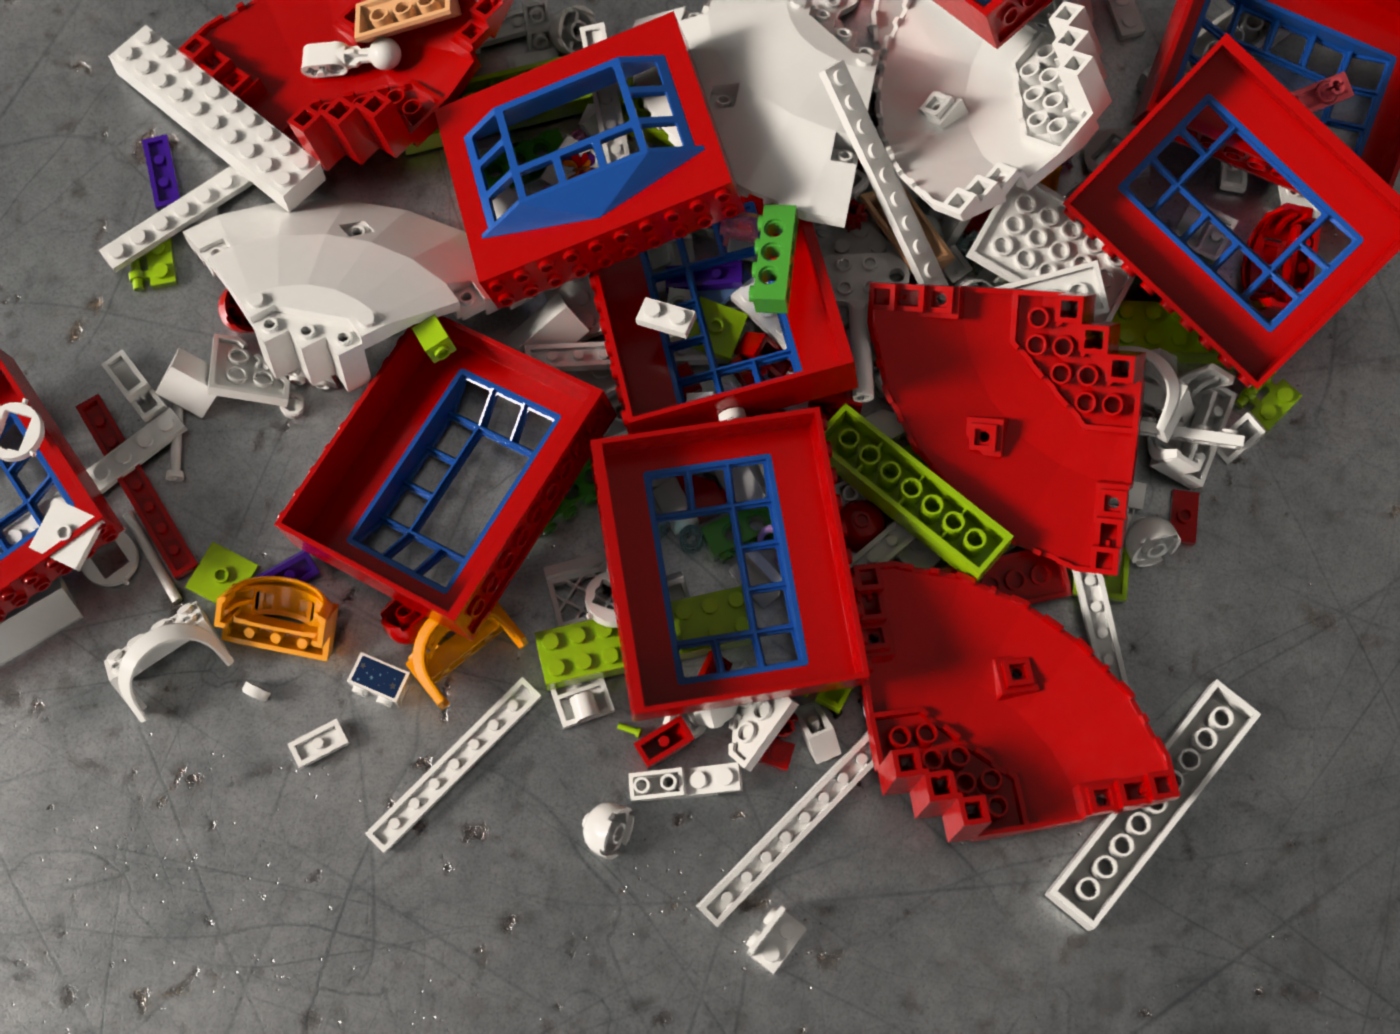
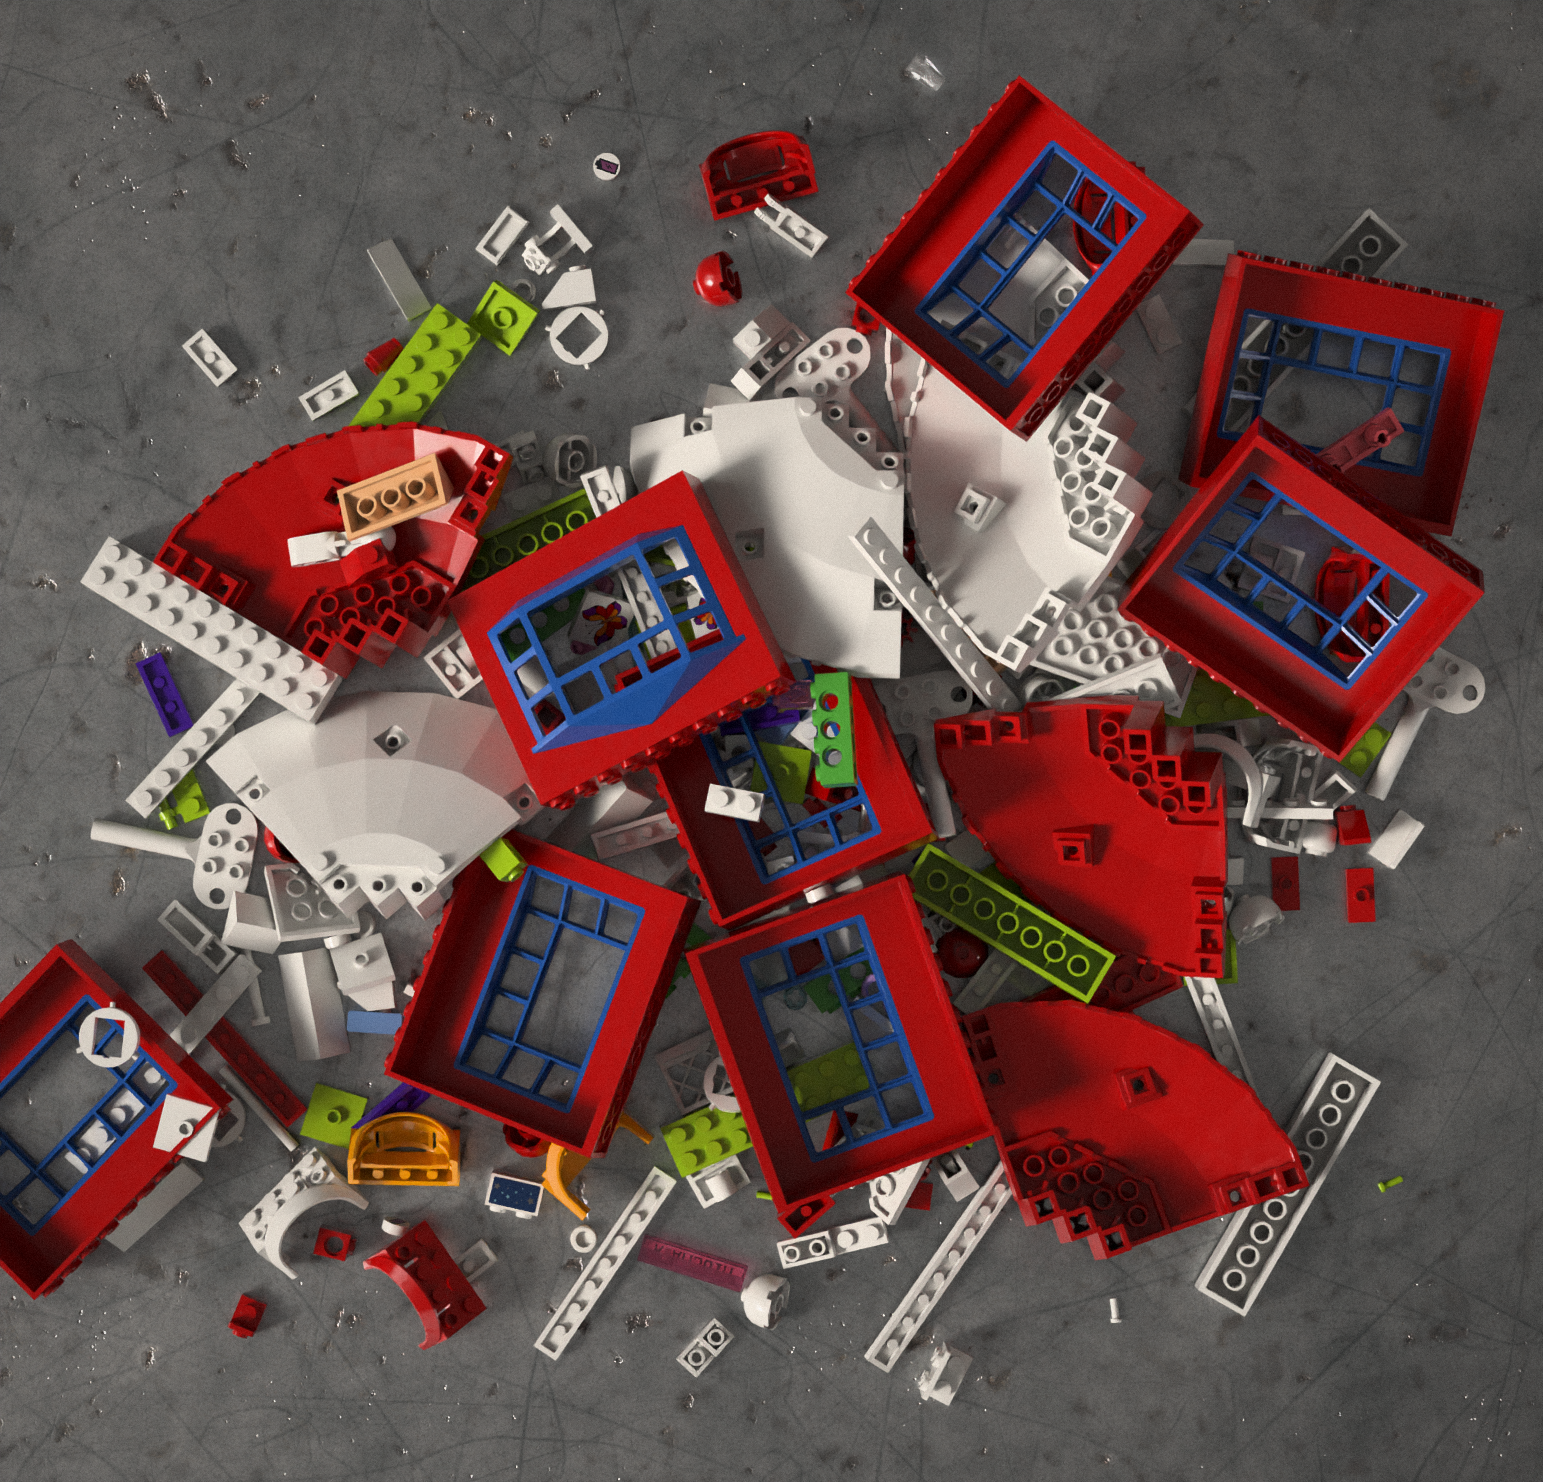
camera: 10 degrees left, 15 degrees up
(89, 755) = (247, 1316): none -> red bracket
(174, 319) = (220, 855): none -> white piece
(182, 691) = (323, 1247): none -> red brick
(230, 468) = (314, 1004): none -> white slope
(265, 412) = (337, 940): none -> white tile
(274, 490) = (374, 1022): none -> medium blue slope
(274, 743) = (429, 1282): none -> red piece
(282, 435) = (362, 964): none -> white plate
(286, 464) = (377, 998): none -> white slope
(370, 72) = (367, 562): none -> red slope
(434, 189) = (455, 665): none -> white plate
(438, 738) = (584, 1238): none -> white tile
(536, 869) = (705, 1347): none -> white slope
(541, 781) = (692, 1262): none -> clear pink tile
(959, 907) = (1115, 1314): none -> white piece
(1223, 476) = (1320, 837): none -> white head
(1255, 471) = (1351, 826): none -> red slope
(1255, 540) = (1360, 895): none -> red plate
(1255, 827) = (1383, 1186): none -> lime piece
(1295, 493) = (1396, 839): none -> white panel
(1344, 354) = (1437, 685): none -> white piece

